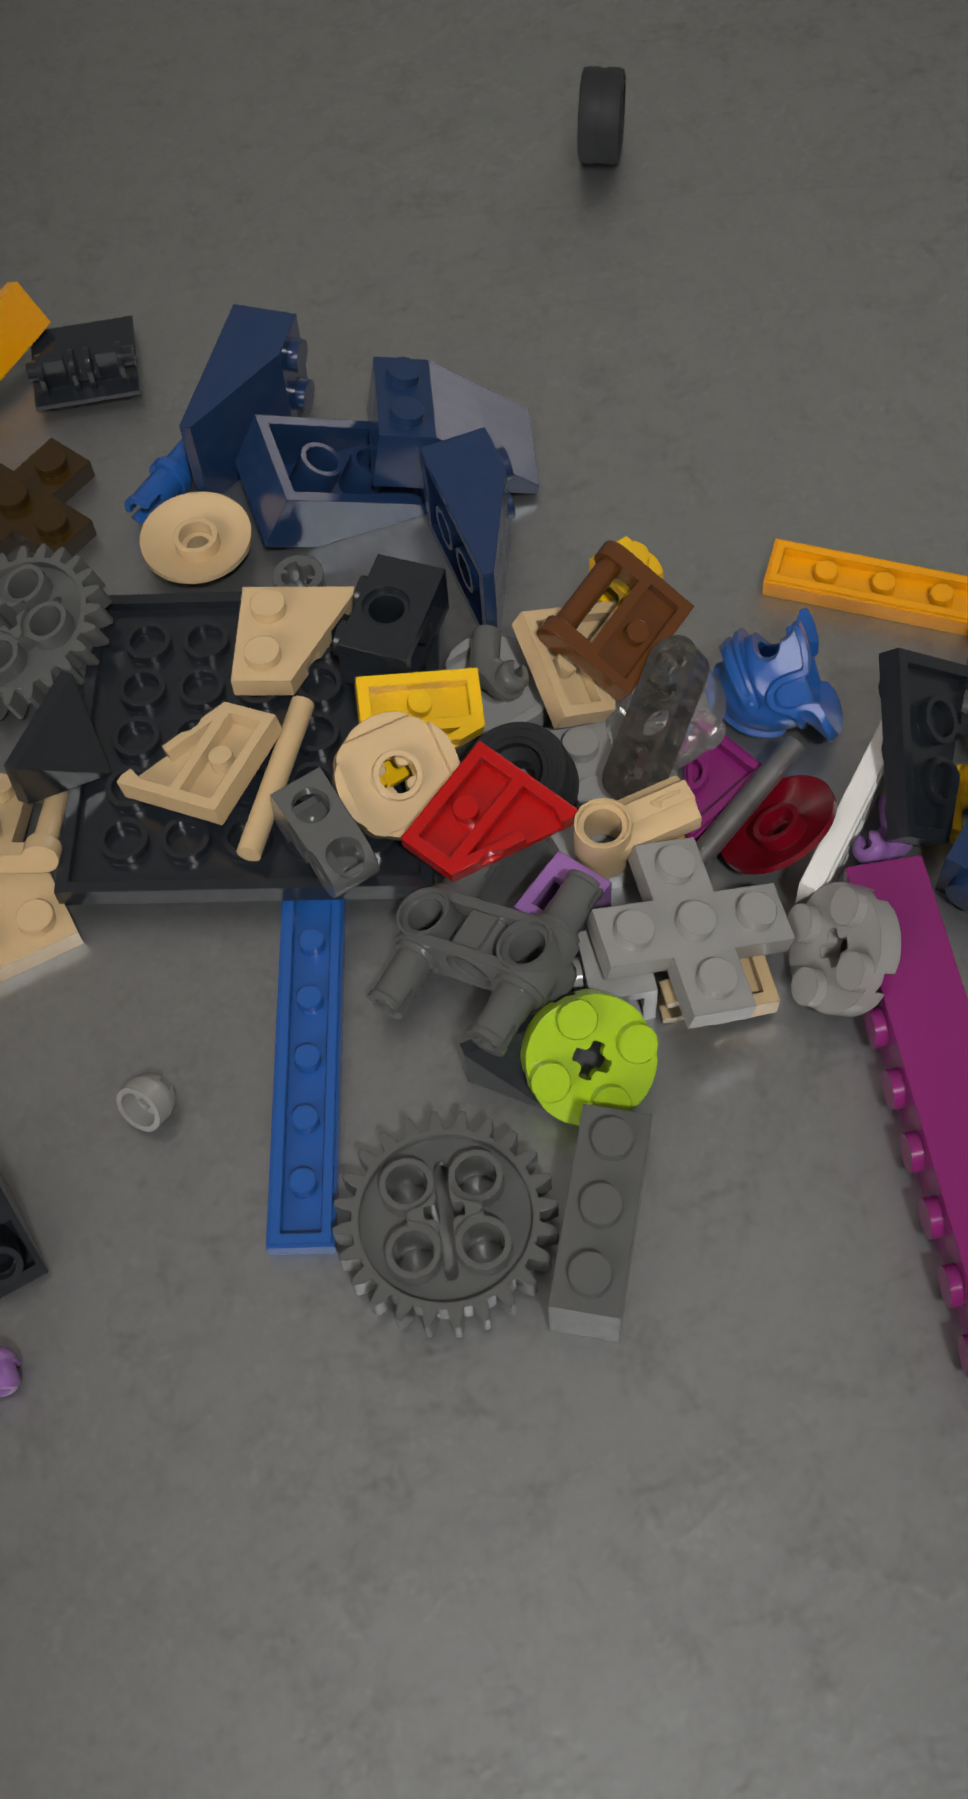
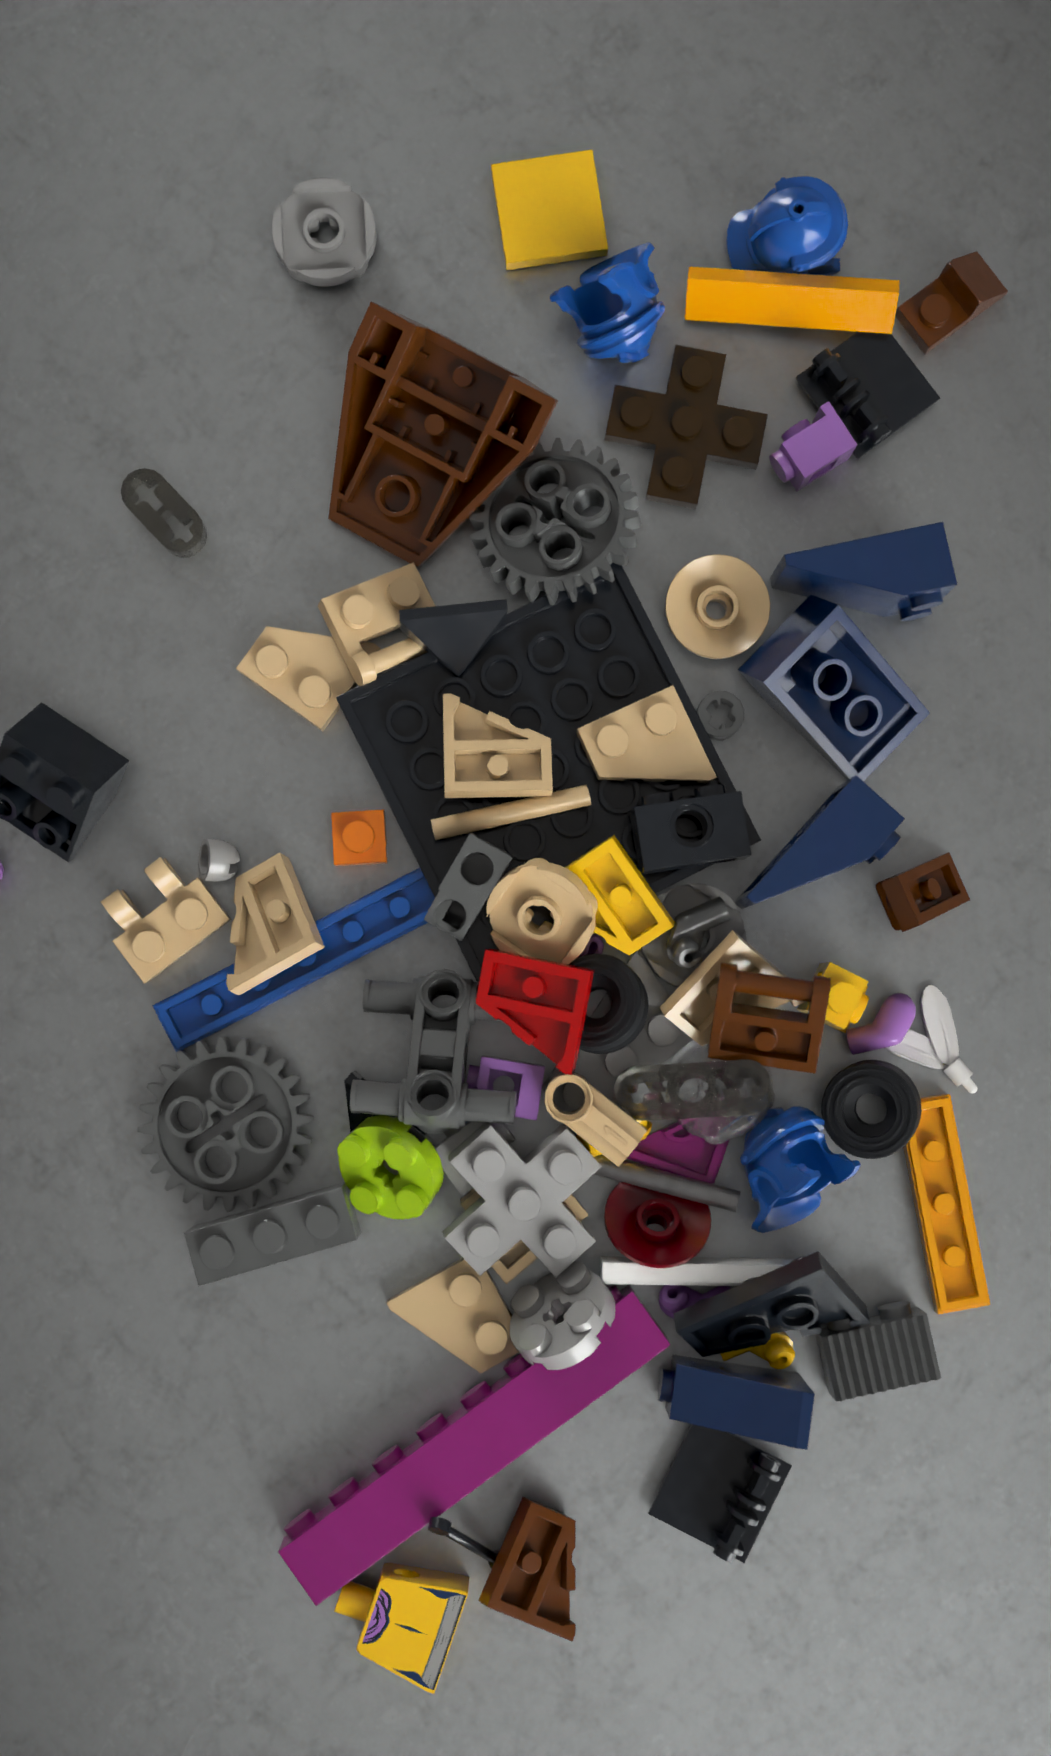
camera: 50 degrees right, 25 degrees up
(56, 279) = (950, 301): none -> reddish brown slope
(106, 411) = (813, 448): none -> medium lavender brick
(167, 479) = (768, 542): blue pin -> none
(193, 1191) = (169, 930): none -> tan plate
(215, 950) = (359, 837): none -> orange plate
(251, 1067) = (270, 924): none -> tan wing
(424, 404) = (925, 764): dark blue slope -> none
(566, 495) = (922, 893): none -> reddish brown slope
(682, 558) = (887, 1028): none -> medium lavender arm
(724, 538) = (941, 1046): none -> white piece
(751, 564) = (857, 1136): none -> black tyre
(793, 1069) = (460, 1314): none -> tan wing

